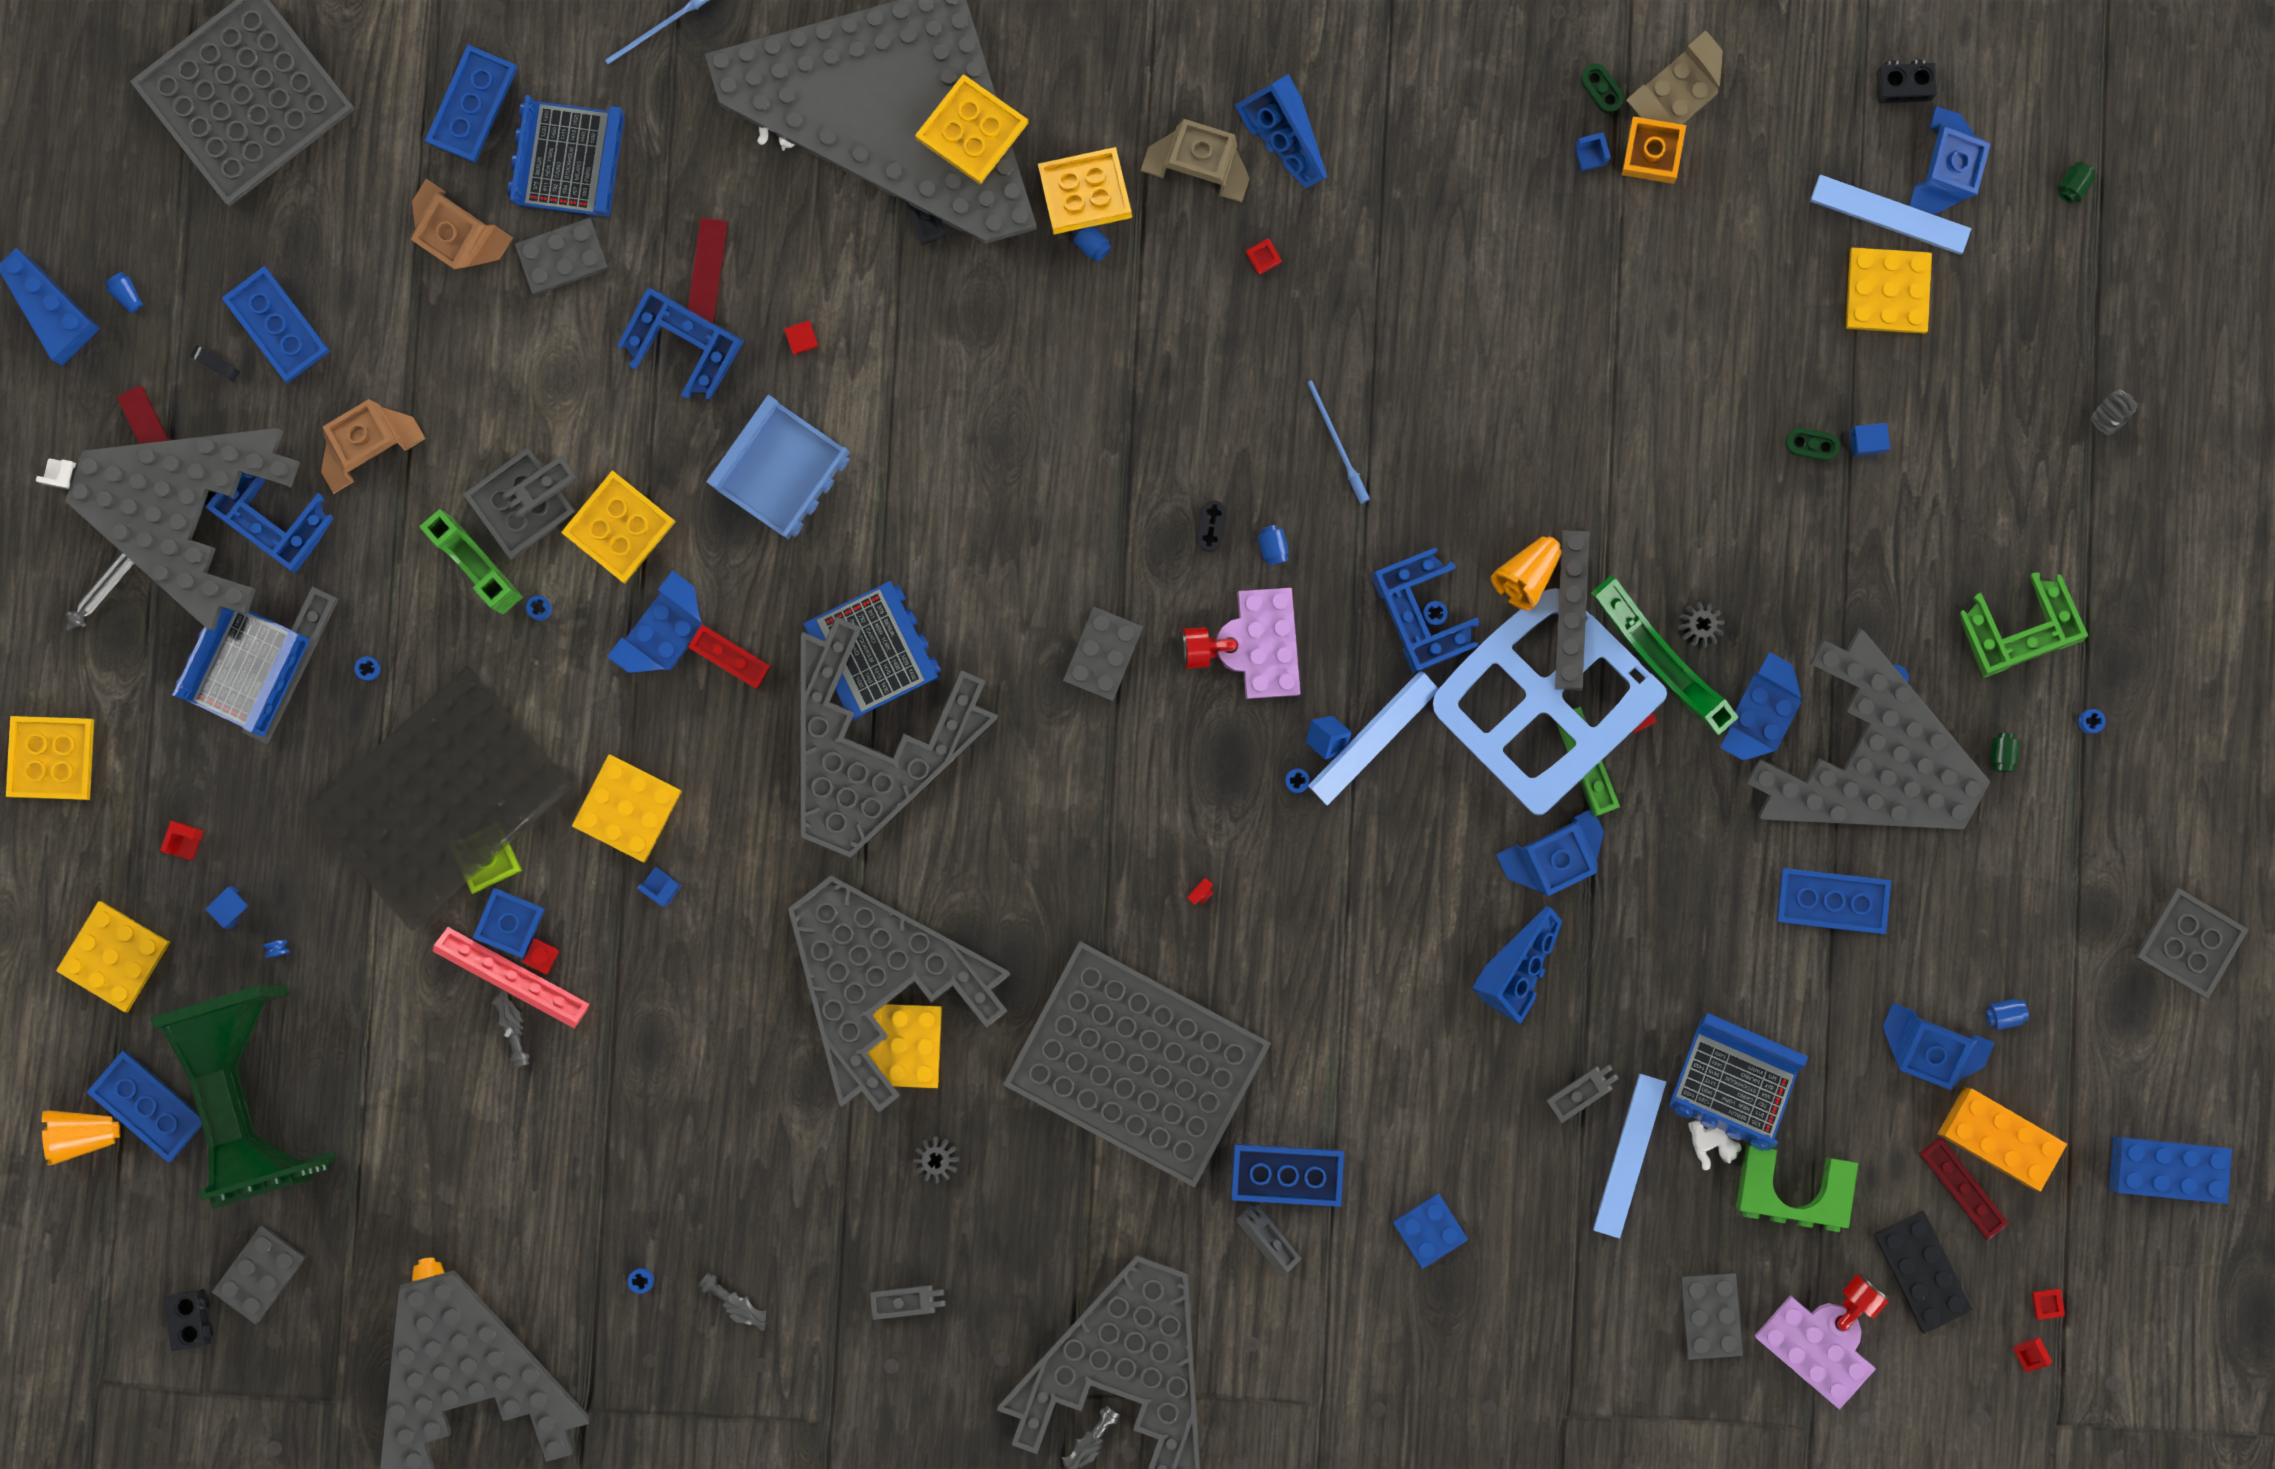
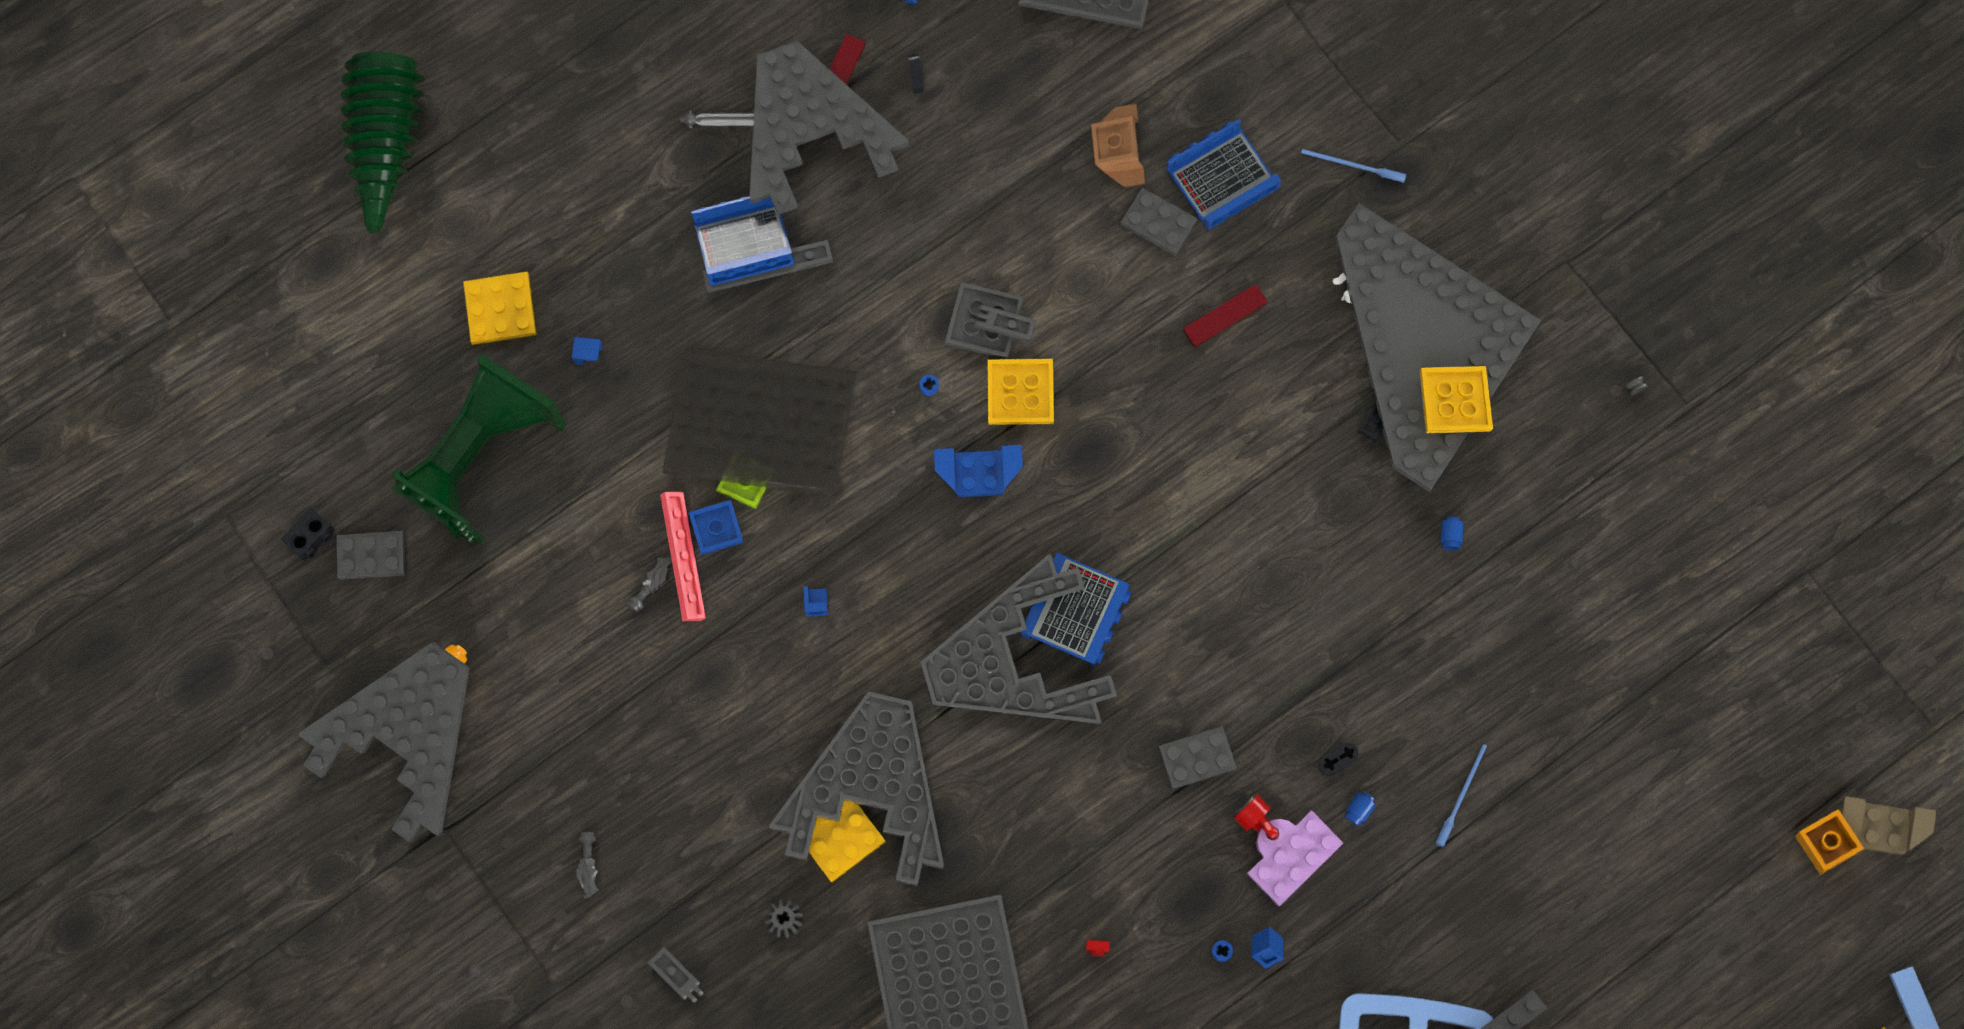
camera: 50 degrees right, 10 degrees down
(50, 758) = (592, 172): yellow plate -> none
(58, 474) = (770, 38): white panel -> none
(76, 1134) = (371, 374): light orange cone -> none
(146, 1106) = (422, 402): blue plate -> none
(181, 840) = (605, 290): red panel -> none
(275, 948) = (584, 399): blue bush -> none
(276, 324) = (970, 89): blue plate -> none
(287, 548) = (839, 207): blue wedge -> none
(361, 436) = (944, 193): medium nougat piece -> none
(365, 660) = (800, 318): blue bush -> none
(457, 543) = (927, 304): bright green arch -> none
(471, 104) = (1205, 93): blue plate -> none
(540, 956) = (711, 564): red plate -> none
(626, 808) = (848, 541): yellow plate -> none
(636, 1287) = (547, 795): blue bush -> none
(660, 311) = (1177, 307): blue wedge -> none
(729, 656) = (997, 525): red plate -> none
(779, 468) = (1141, 458): medium blue panel -> none
(801, 337) = (1234, 405): red tile -> none
(1084, 190) = (1480, 502): yellow plate -> none
(1202, 154) = (1568, 556): dark tan piece -> none
(1263, 256) = (1538, 649): red tile -> none
(1283, 124) = (1632, 591): blue wedge -> none
(1373, 737) = (1292, 977): light blue tile -> none
(1395, 587) = (1400, 910): blue wedge -> none
(1435, 622) = (1401, 955): blue bush -> none
(1528, 573) = (1485, 989): light orange cone -> none
(1592, 151) = (1792, 803): blue panel -> none
(1604, 88) = (1838, 777): dark green plate -> none

